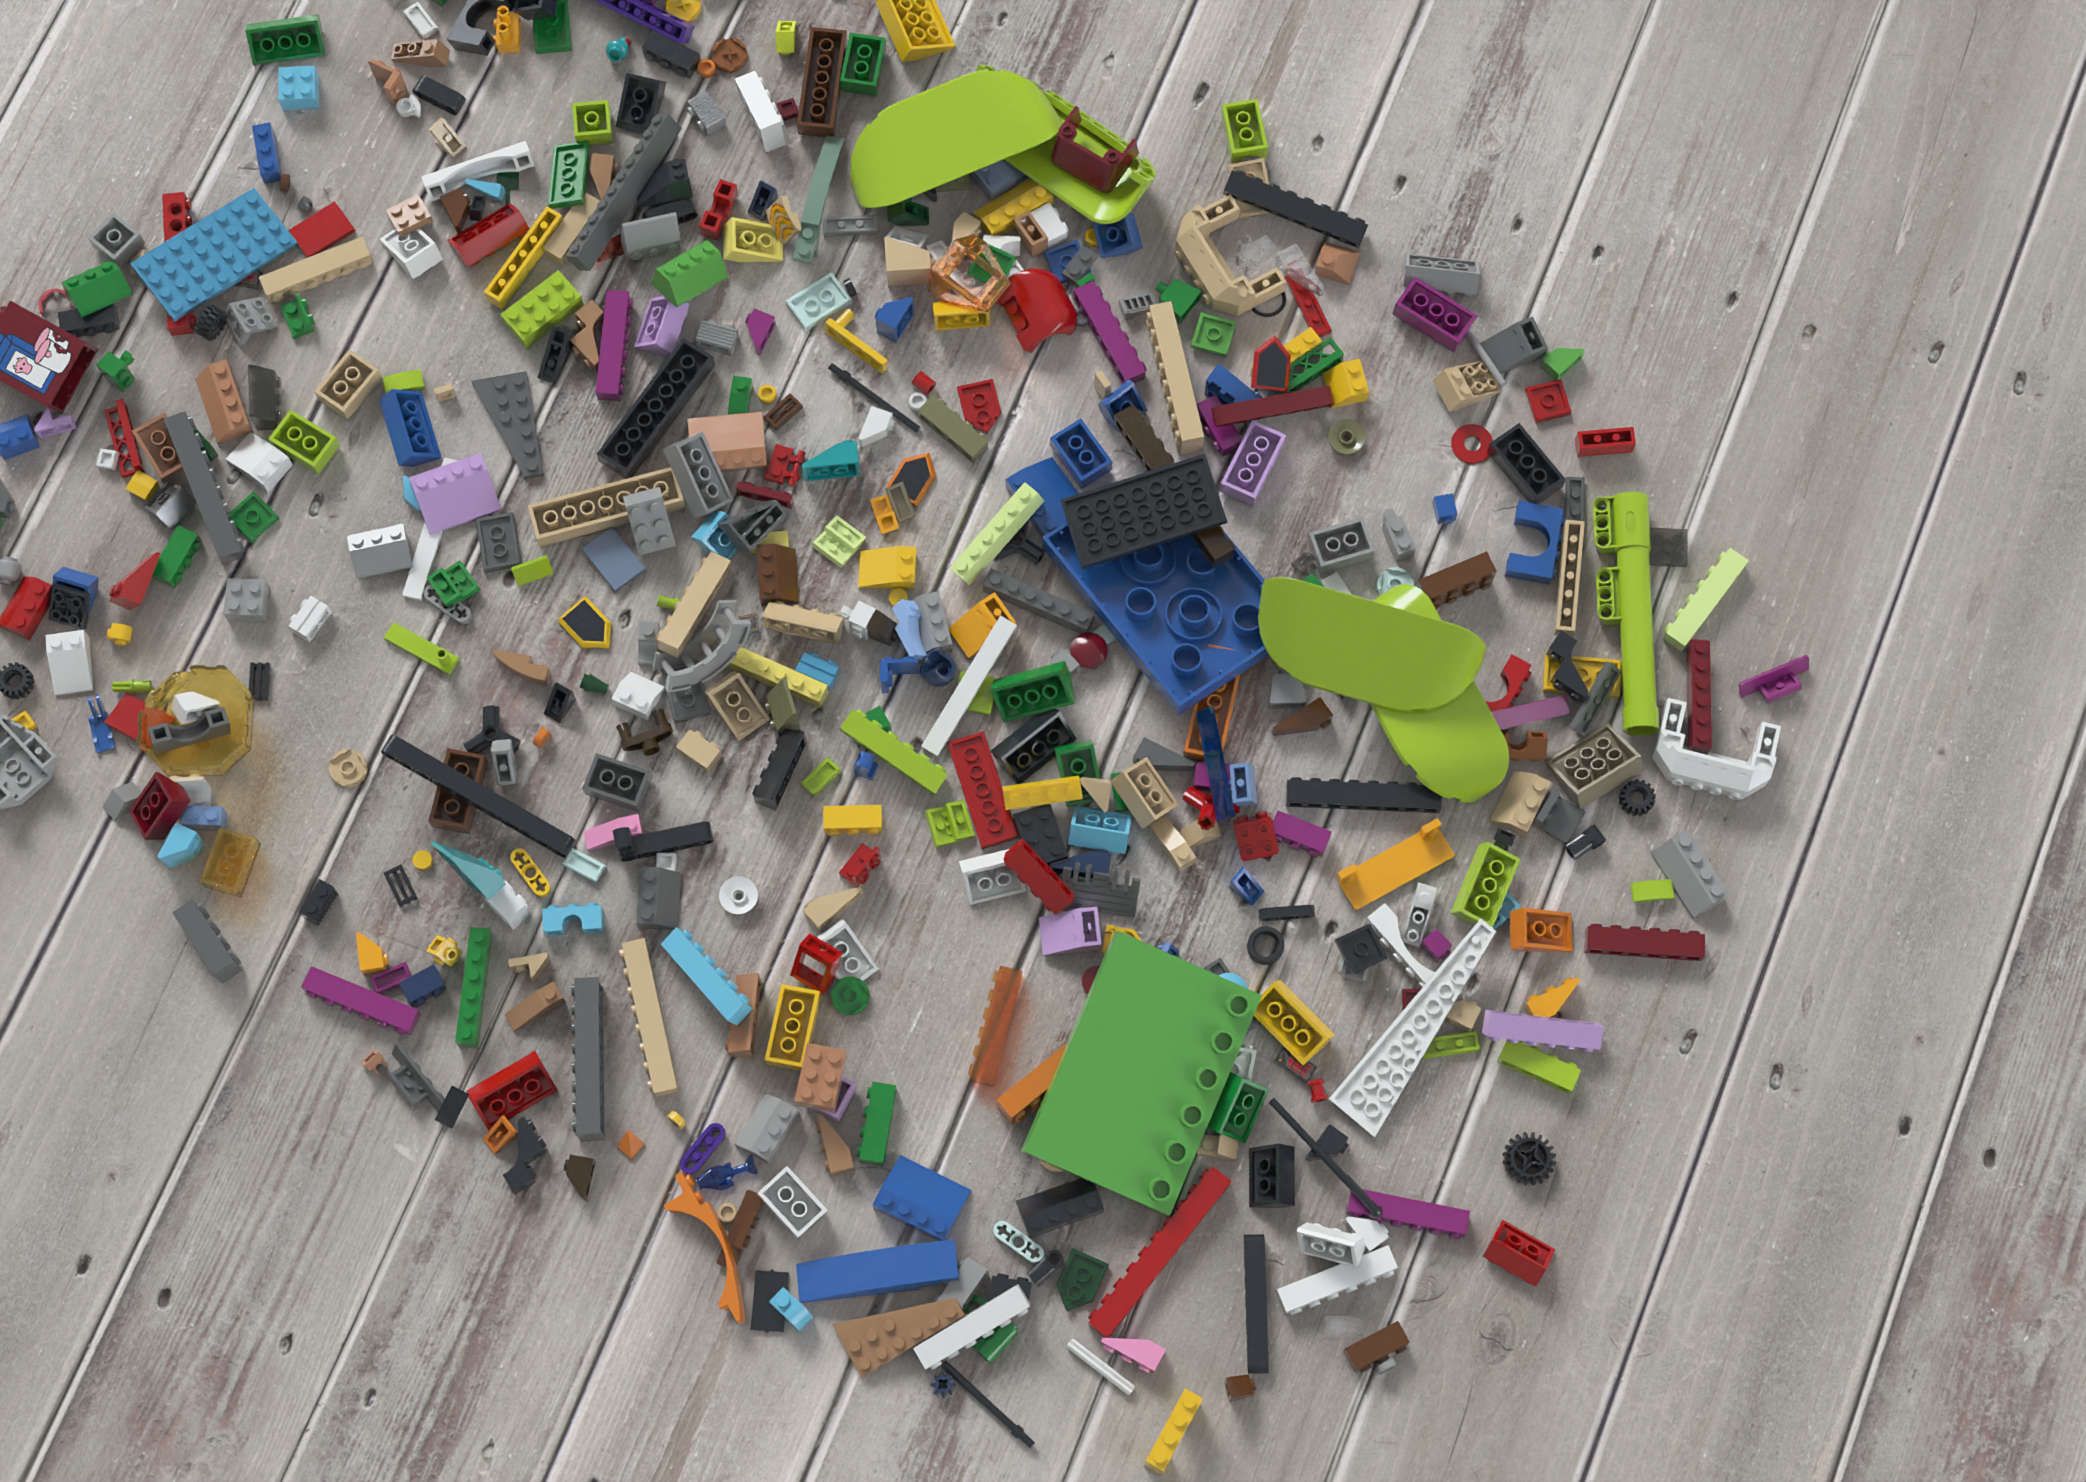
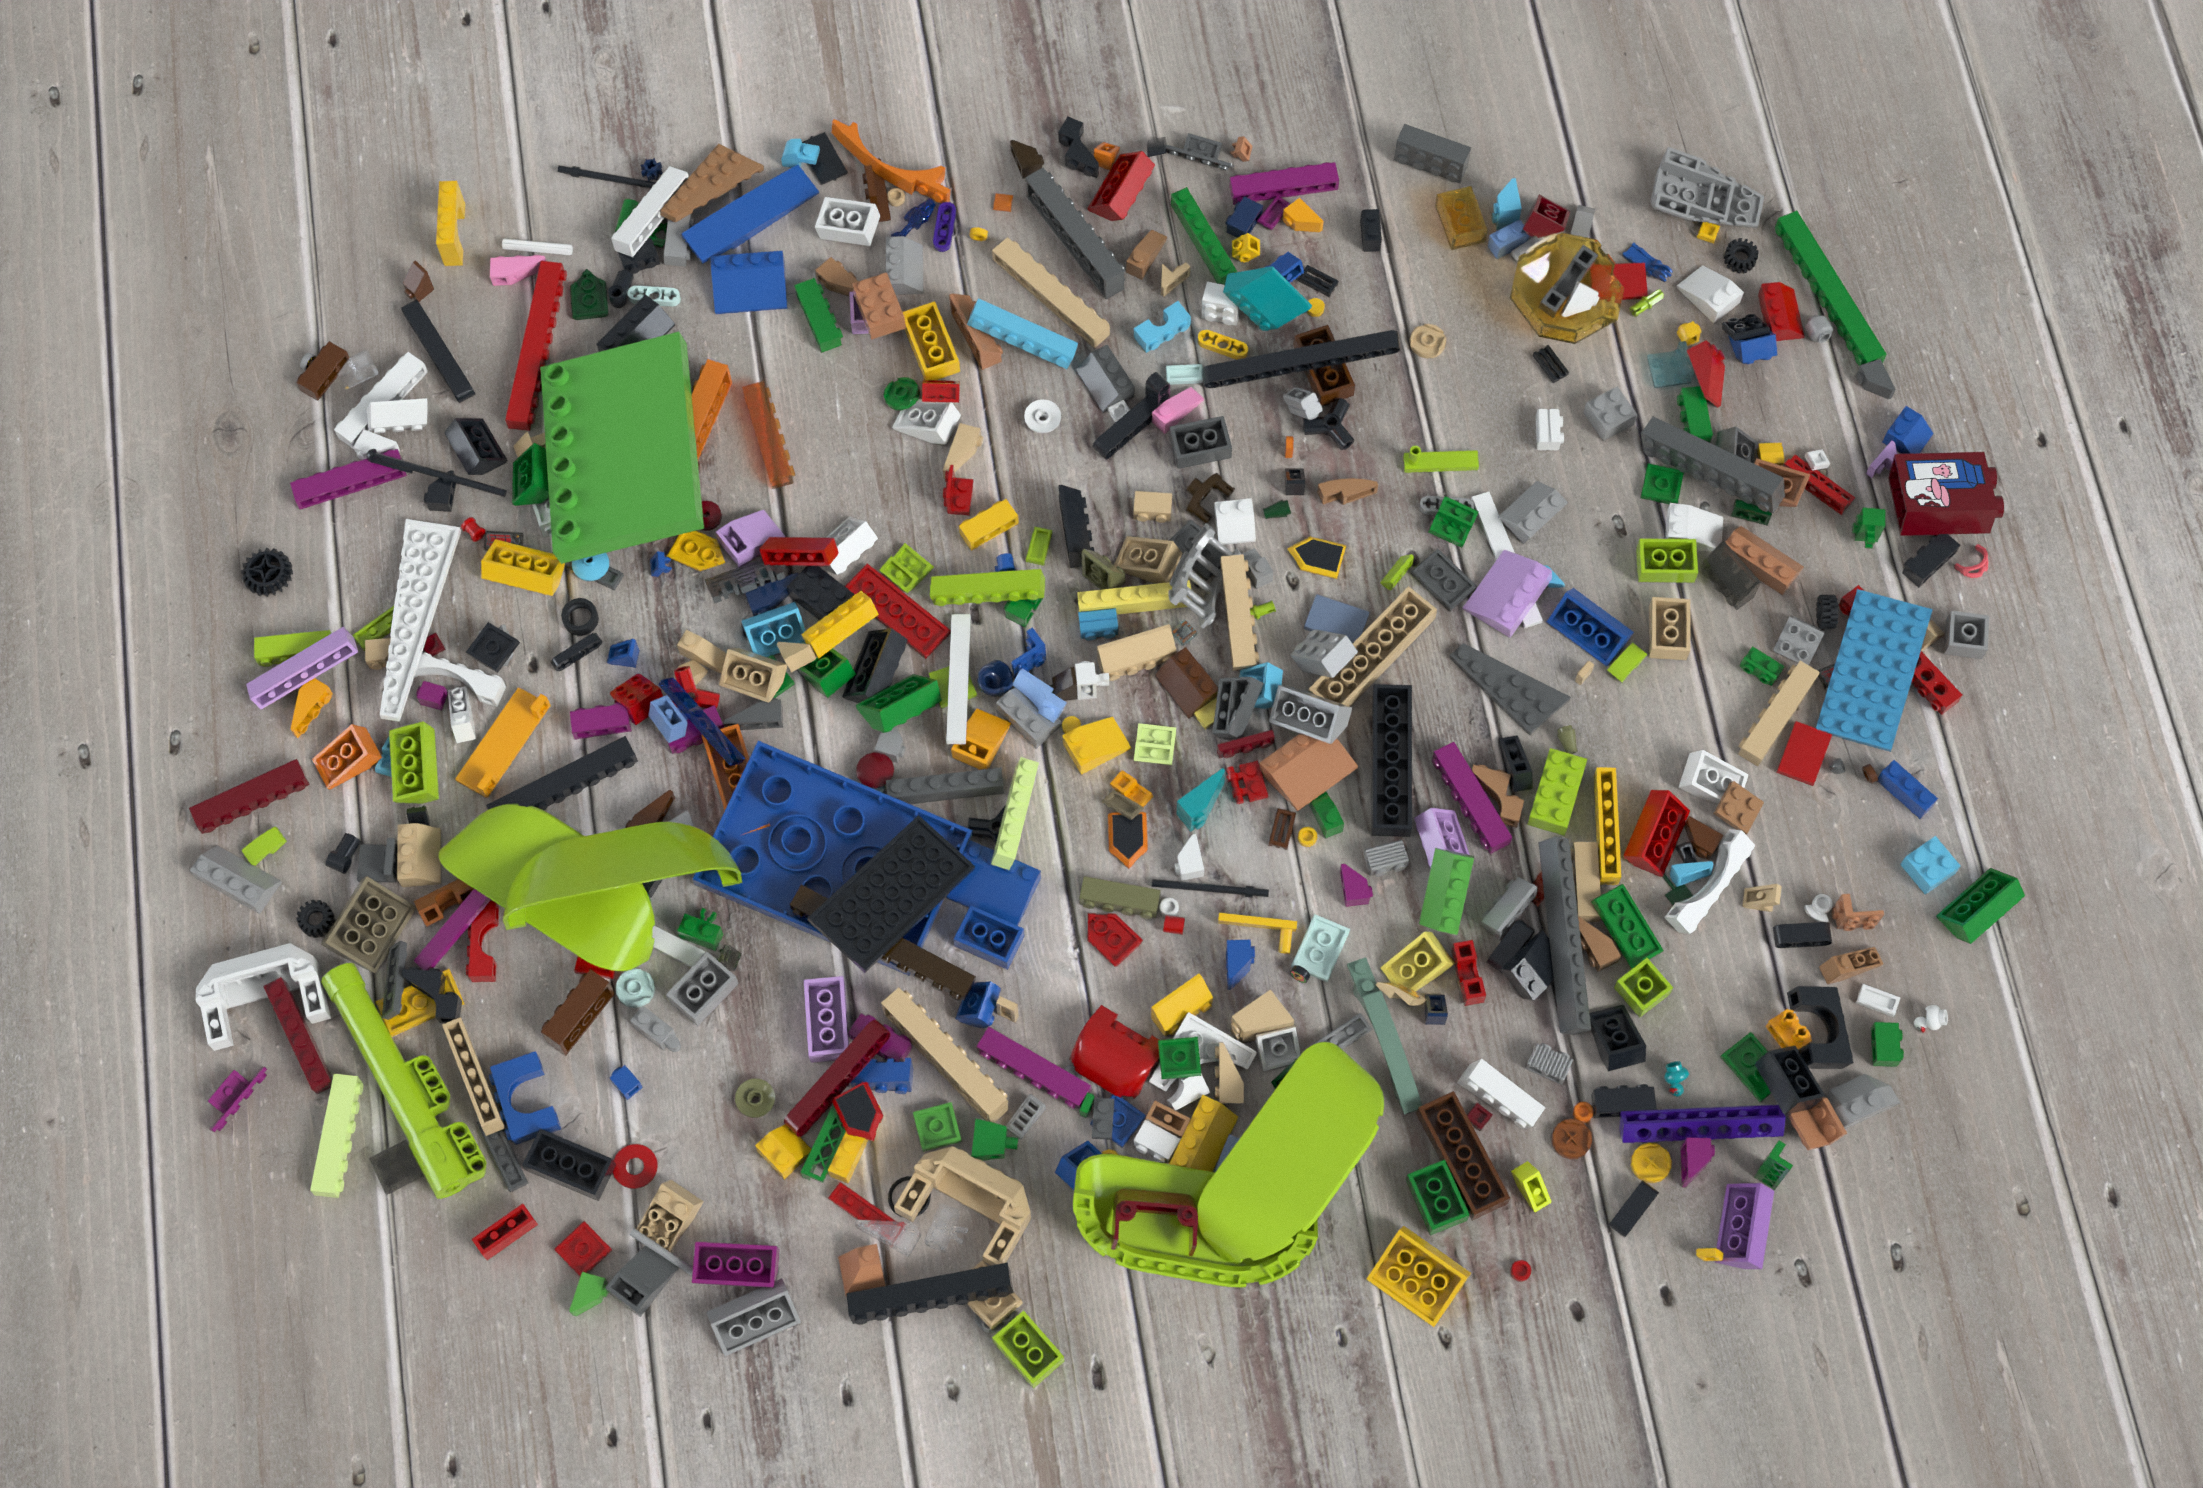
camera: 150 degrees right, 5 degrees down
(96, 288) = (1944, 580): green slope -> none
(160, 612) = (1671, 367): none -> clear light blue bracket
(428, 908) = (1288, 266): none -> blue brick
(499, 350) = (1568, 739): none -> olive cone
(941, 282) = (1217, 1037): clear orange windscreen -> none
(1519, 1253) = (240, 498): red slope -> none

